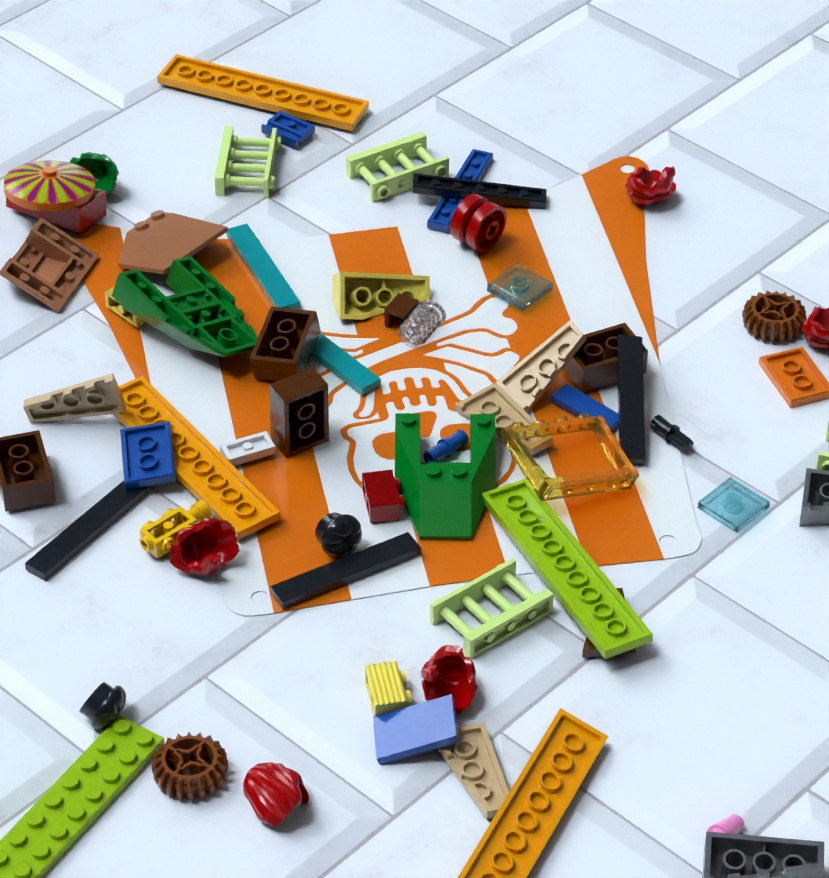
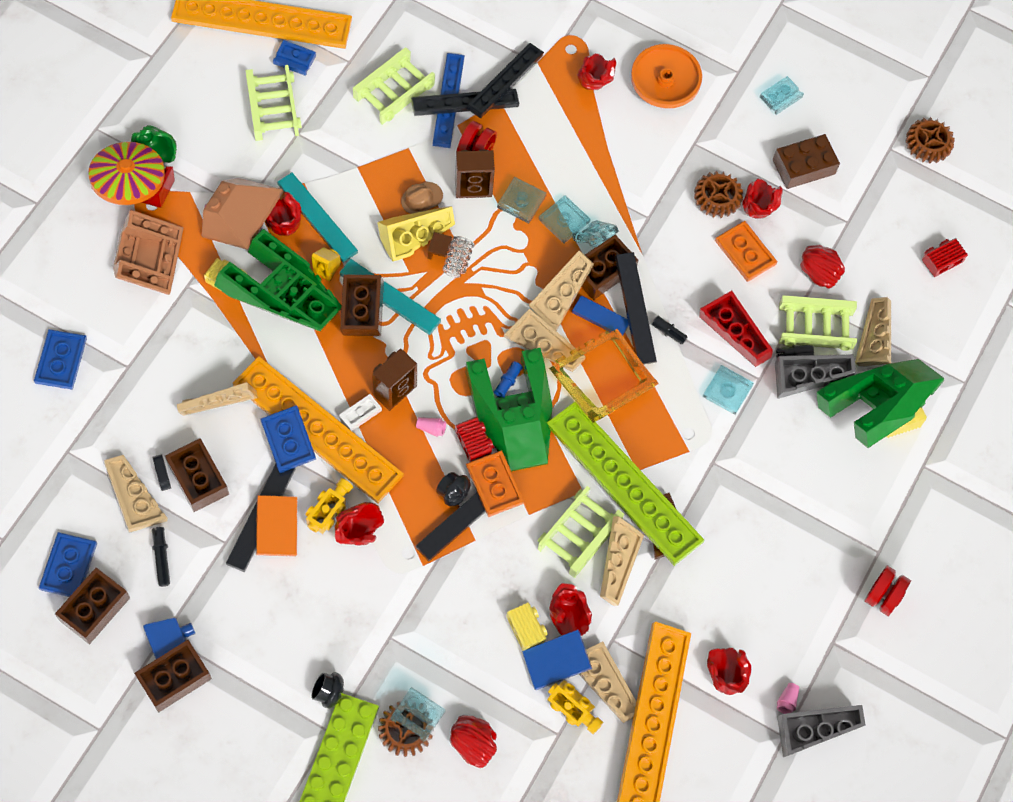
camera: 20 degrees left, 25 degrees up
(101, 537) = (276, 526): none -> orange tile
(212, 734) = (420, 707): none -> clear light blue plate
(223, 259) = (285, 216): none -> red hair
(254, 303) = (325, 263): none -> yellow slope
(335, 475) = (433, 426): none -> bright pink cone
(394, 541) = (495, 483): none -> orange tile
(397, 263) = (421, 197): none -> medium nougat piece
(426, 786) = (574, 706): none -> yellow brick
(465, 244) = (474, 173): none -> reddish brown brick
(534, 178) = (504, 80): none -> black tile
(534, 642) = (620, 558): none -> tan wing
(569, 307) = (564, 219): none -> clear light blue plate
(609, 319) = (596, 233): none -> clear light blue plate
(648, 784) = (729, 670): none -> red hair
(738, 200) = (666, 76): none -> orange dish
(760, 440) = (736, 327): none -> red wedge

